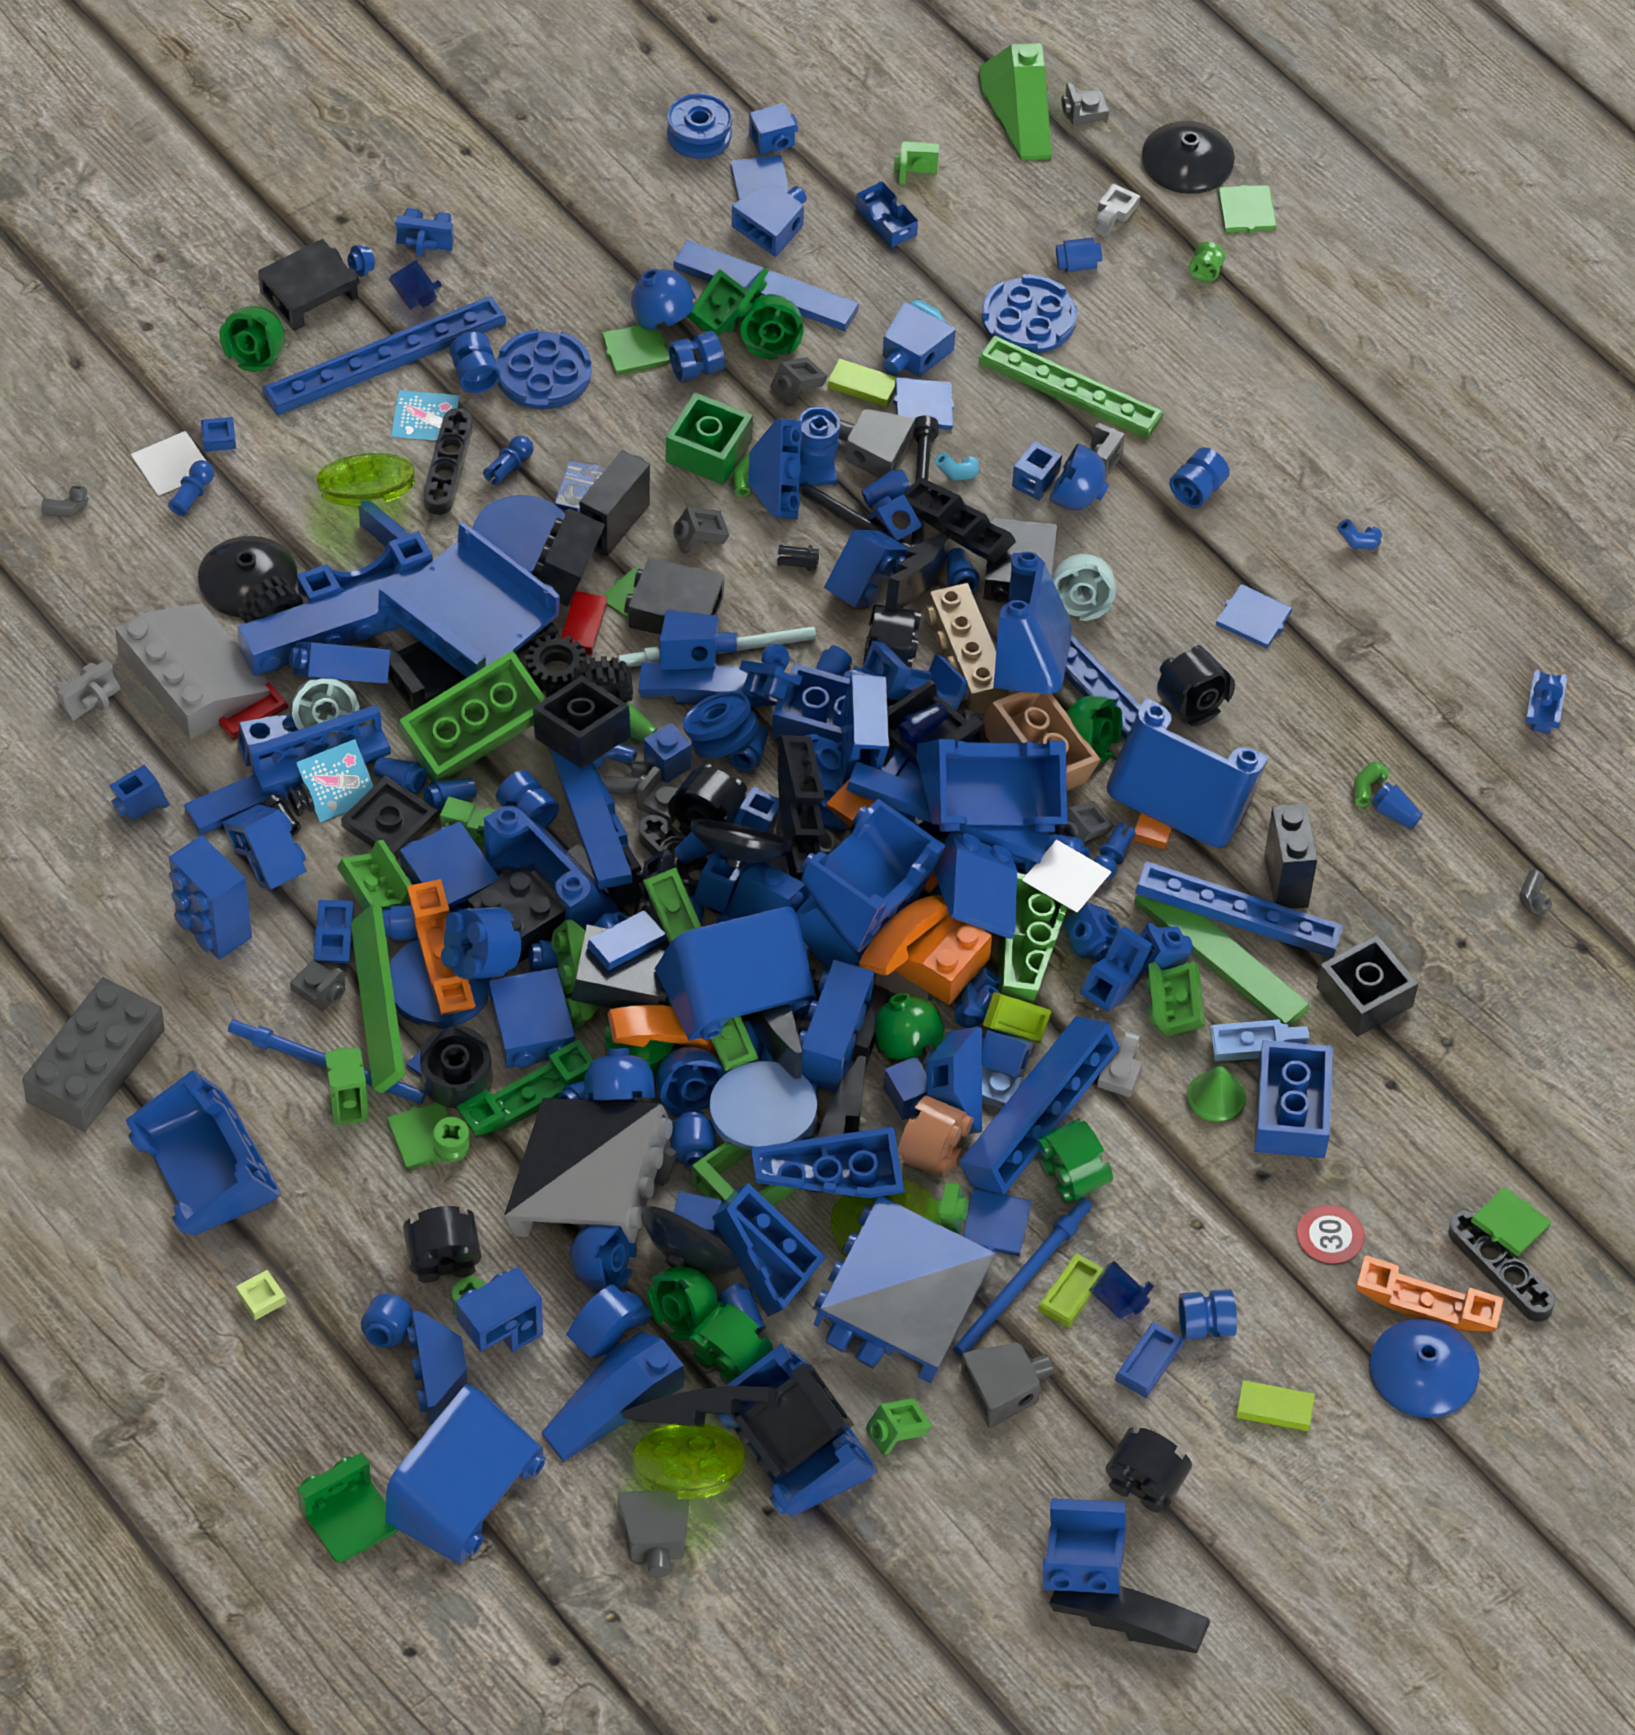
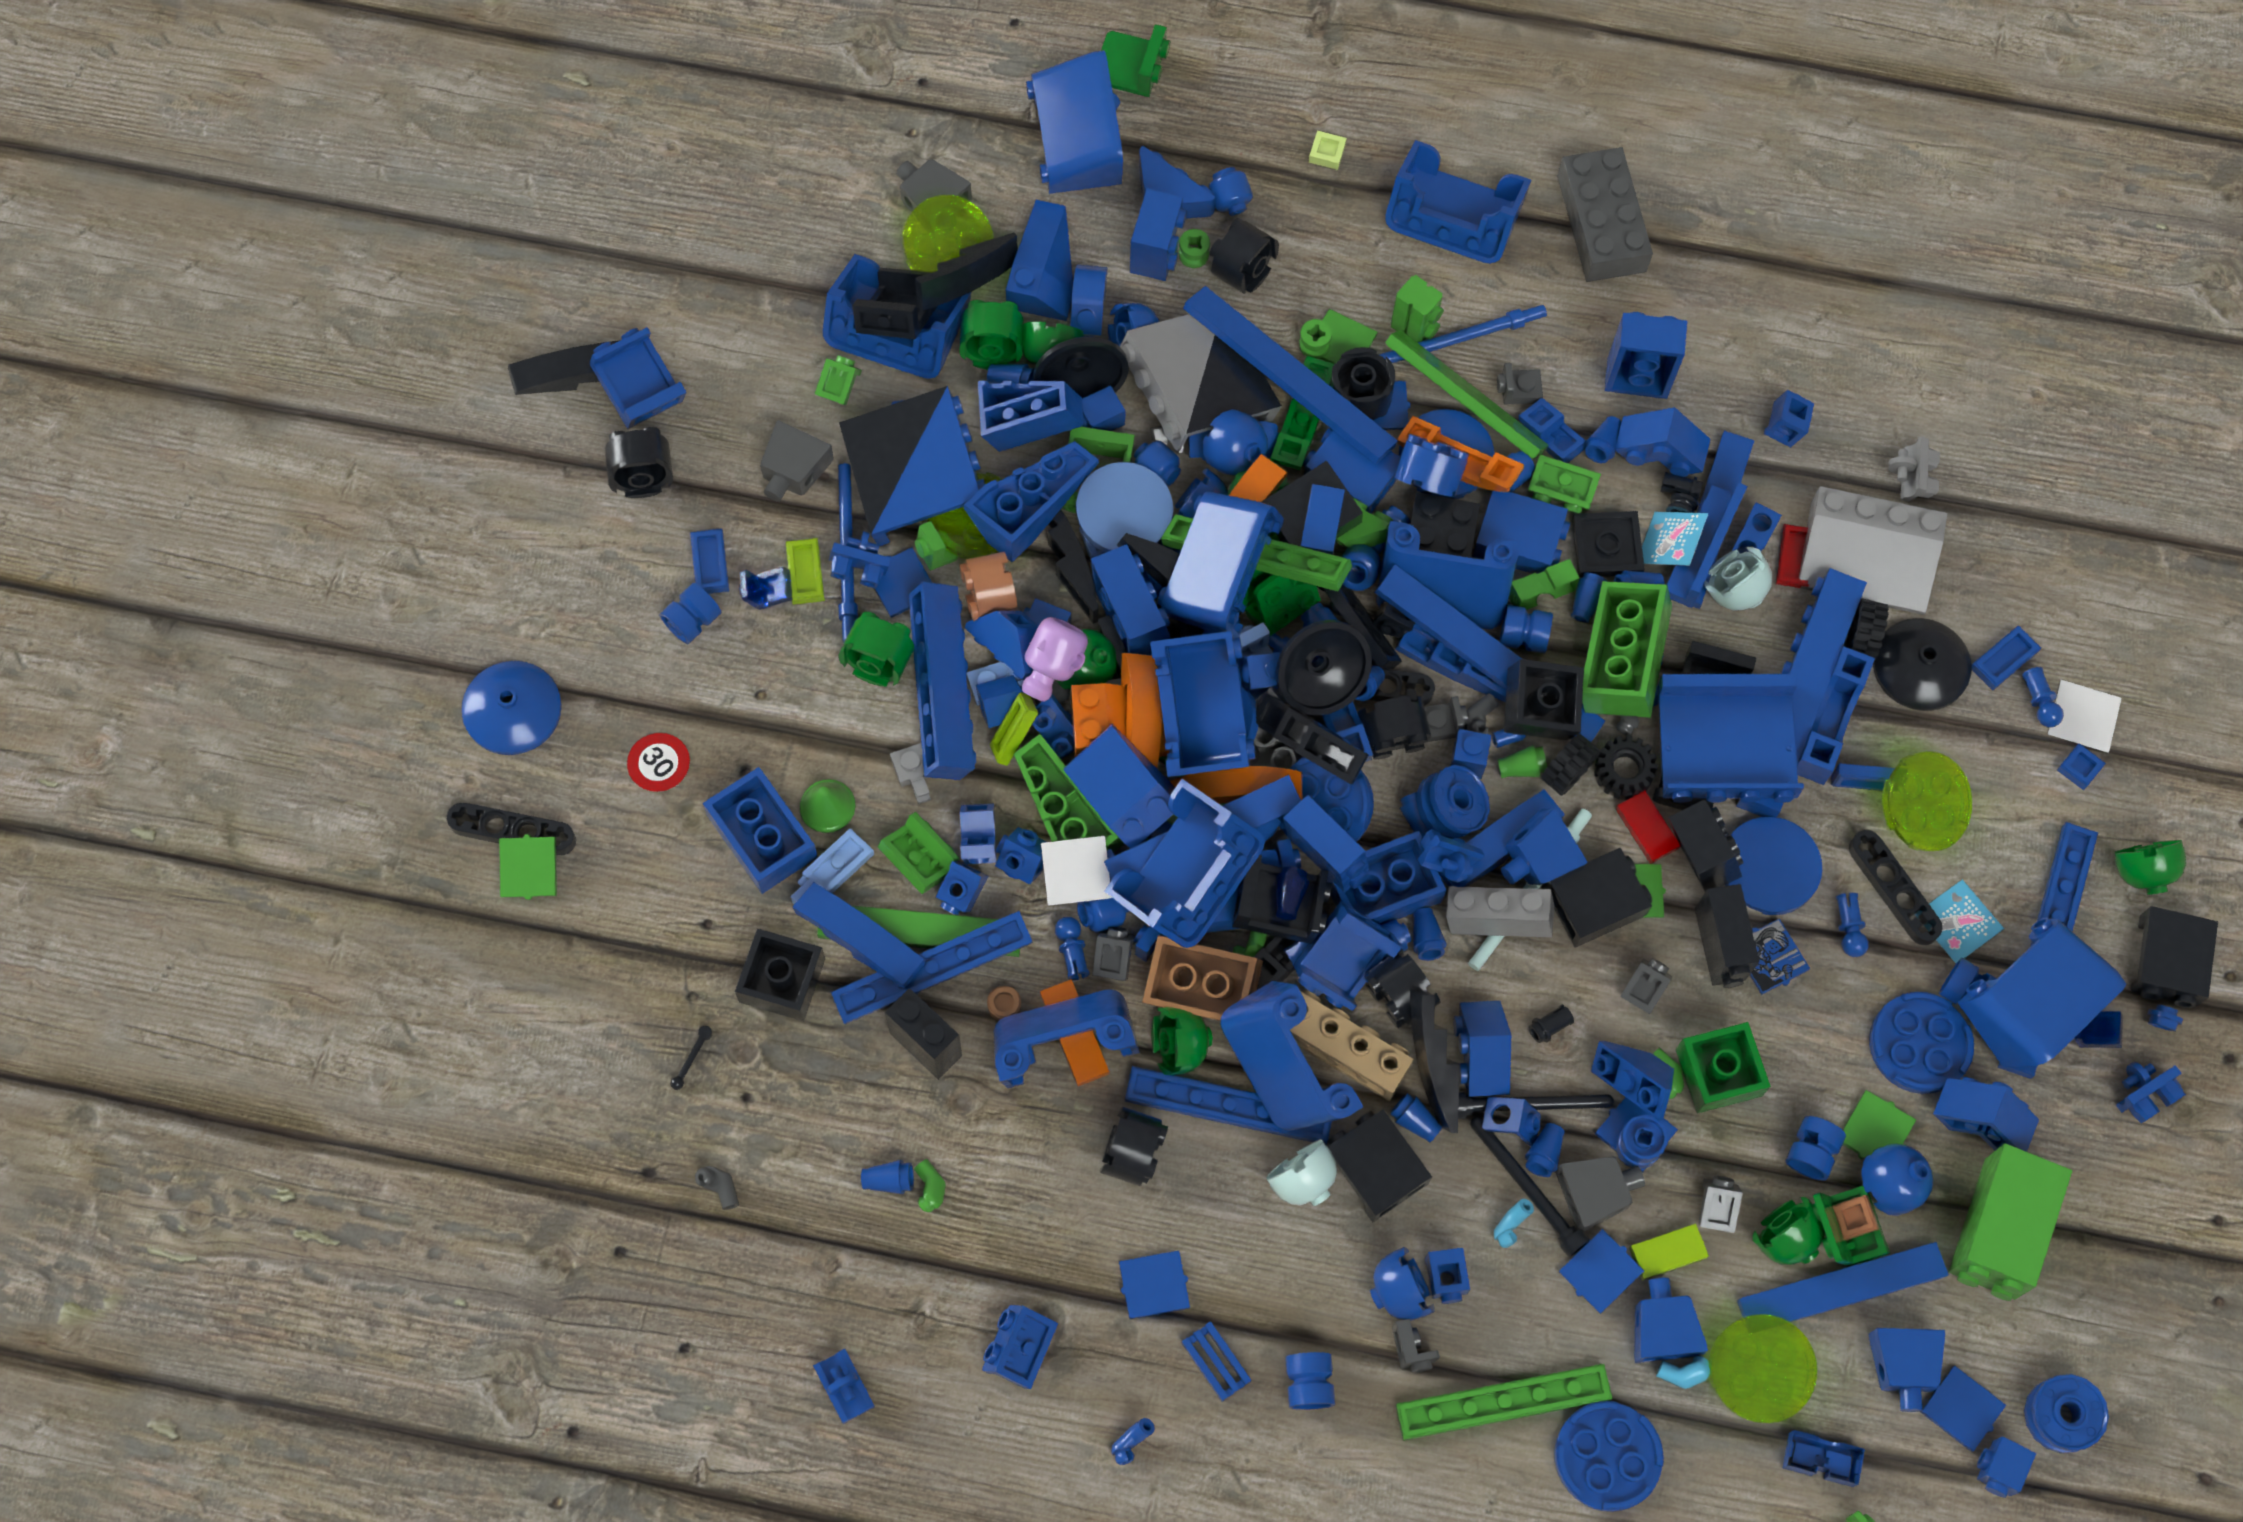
camera: 140 degrees right, 15 degrees up
(68, 507) = (2107, 609): dark grey arm -> none
(182, 534) = (2005, 658): none -> blue tile
(301, 891) = (1602, 443): none -> blue cone
(340, 662) = (1764, 611): blue brick -> none
(439, 297) = (2042, 997): none -> blue windscreen
(515, 1107) = (1290, 375): none -> blue tile
(559, 288) = (1986, 1111): none -> blue brick
(617, 224) = (2010, 1222): none -> bright green brick
(717, 300) = (1855, 1217): none -> nougat tile
(760, 624) = (1500, 911): none -> light grey brick
(873, 278) = (1763, 1368): none -> clear neon green tile
(943, 1012) = (1054, 655): none -> lavender piece
(966, 525) = (1456, 1150): black slope -> none
(1021, 1246) = (860, 555): none -> blue hips
(1200, 859) = (1003, 1002): none -> medium nougat tile
(1255, 522) = (1199, 1336): none -> blue tile
(1275, 1405) = (594, 594): lime tile -> none
(1281, 962) = (859, 935): none -> blue slope
(1392, 643) = (1019, 1345): none -> blue bracket
(1425, 1300) = (545, 757): orange slope -> none
(1458, 1006) = (704, 1033): none -> black hinge

